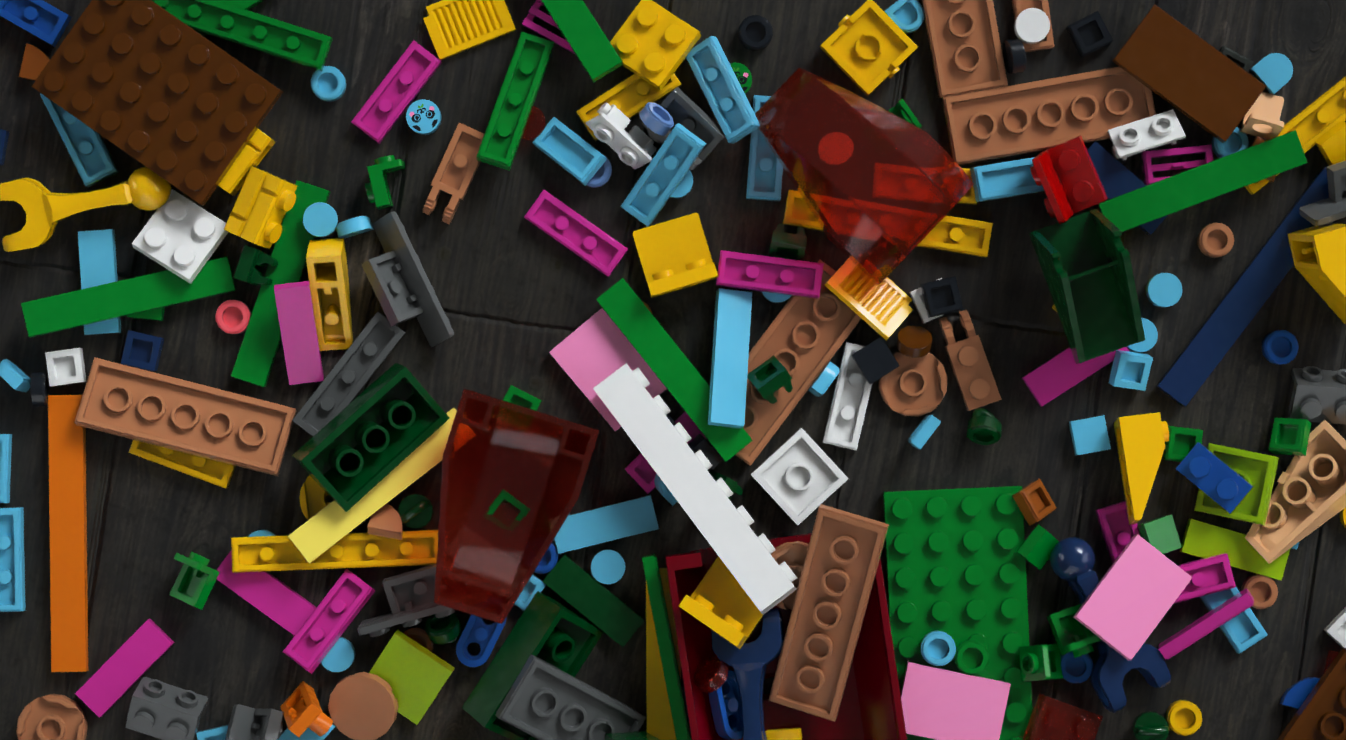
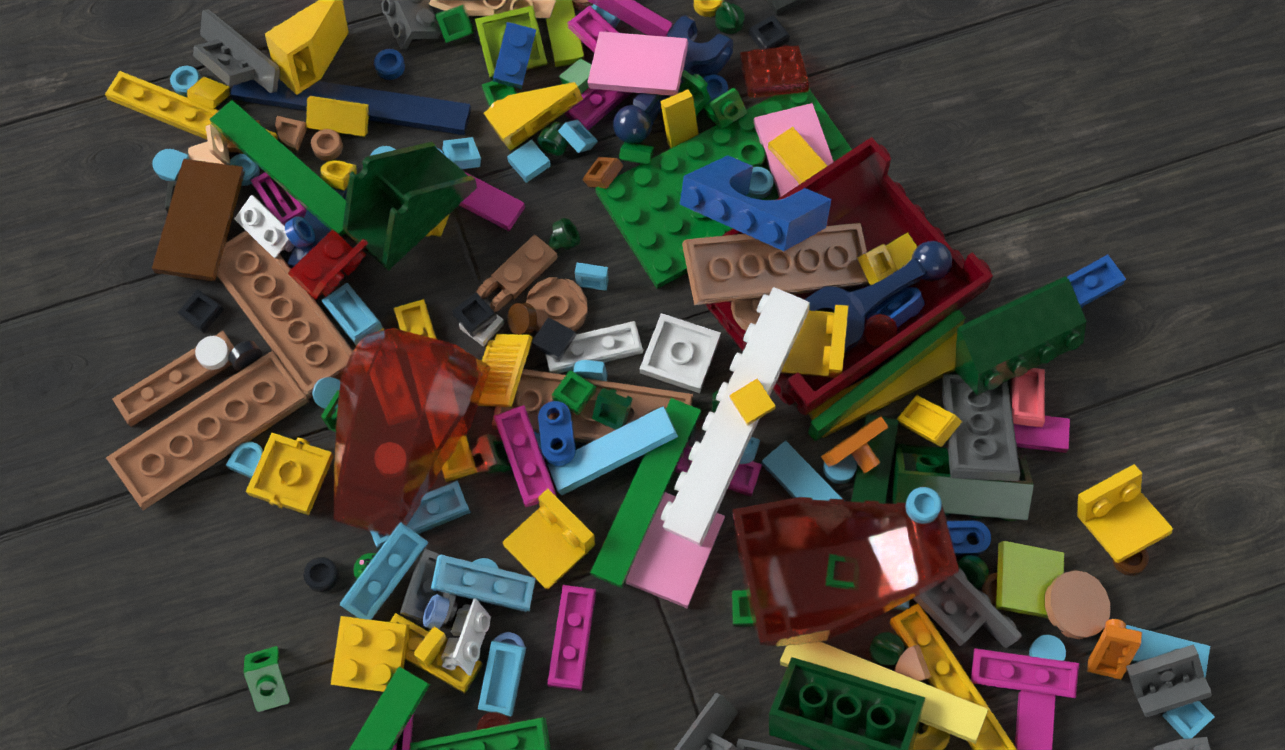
camera: 115 degrees left, 20 degrees down
(508, 605) = (923, 505): none -> medium azure tile
(602, 671) = (929, 420): none -> yellow tile
(613, 589) = (858, 446): none -> orange tile
(627, 98) = (430, 647): none -> yellow tile
(693, 504) = (752, 401): none -> yellow tile
(775, 315) = (556, 431): none -> blue plate
(783, 713) = (877, 264): none -> yellow tile
(809, 352) = (574, 392): none -> green tile
(861, 624) = (721, 194): none -> blue arch
(934, 119) = (325, 390): none -> medium azure tile
(937, 701) = (796, 155): none -> yellow tile
(1047, 607) = (679, 118): none -> yellow tile
(1087, 496) = (578, 136): none -> medium azure tile
(1095, 469) = (552, 141): none -> dark green tile
(1118, 165) = (299, 232): none -> blue tile
(1172, 234) = (337, 173): none -> yellow tile
(1240, 264) = (337, 115): none -> yellow tile
(1249, 209) = (290, 132): none -> nougat tile

